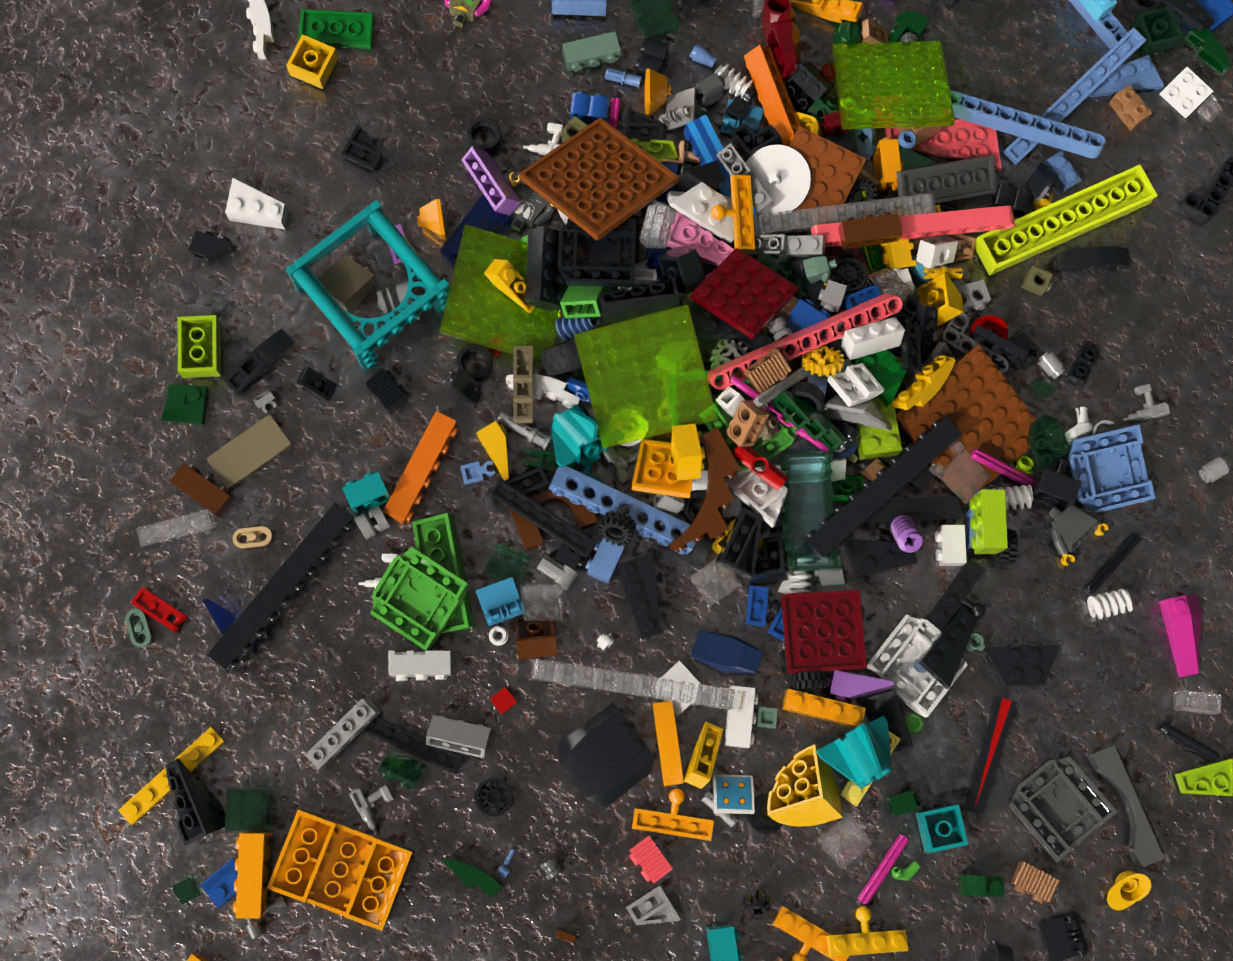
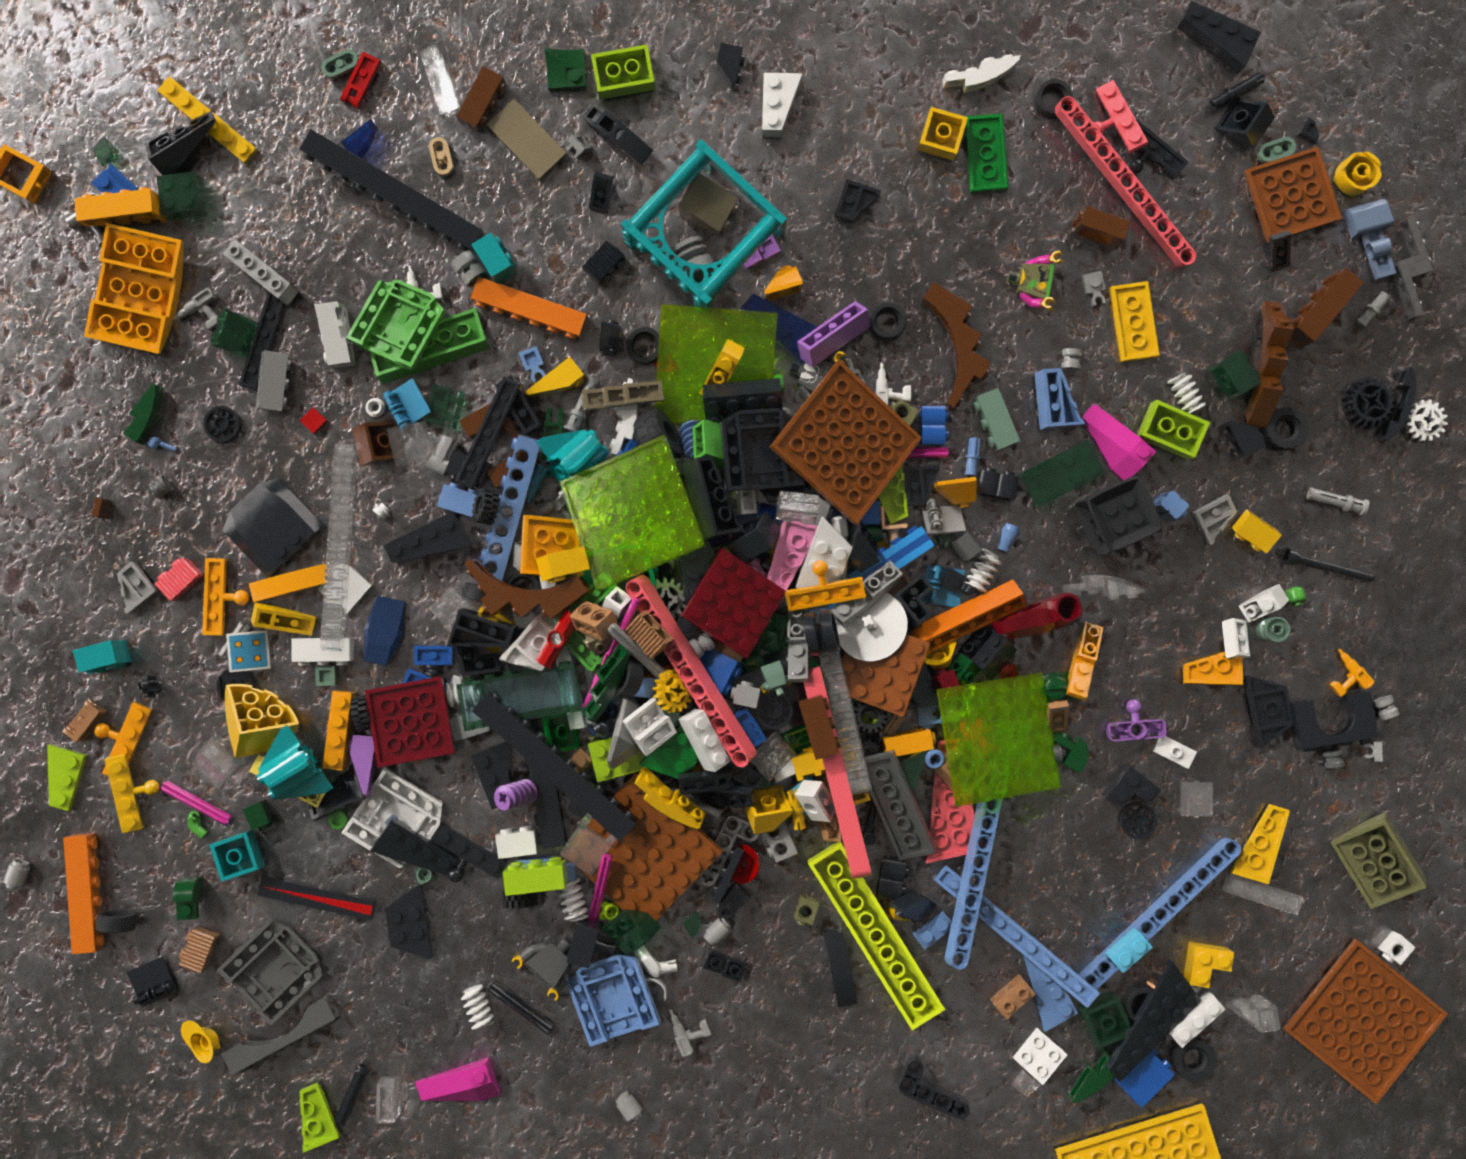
camera: 90 degrees right, 10 degrees up
(536, 69) = (952, 313): none -> reddish brown arch
(781, 216) = (821, 633): none -> black wheel

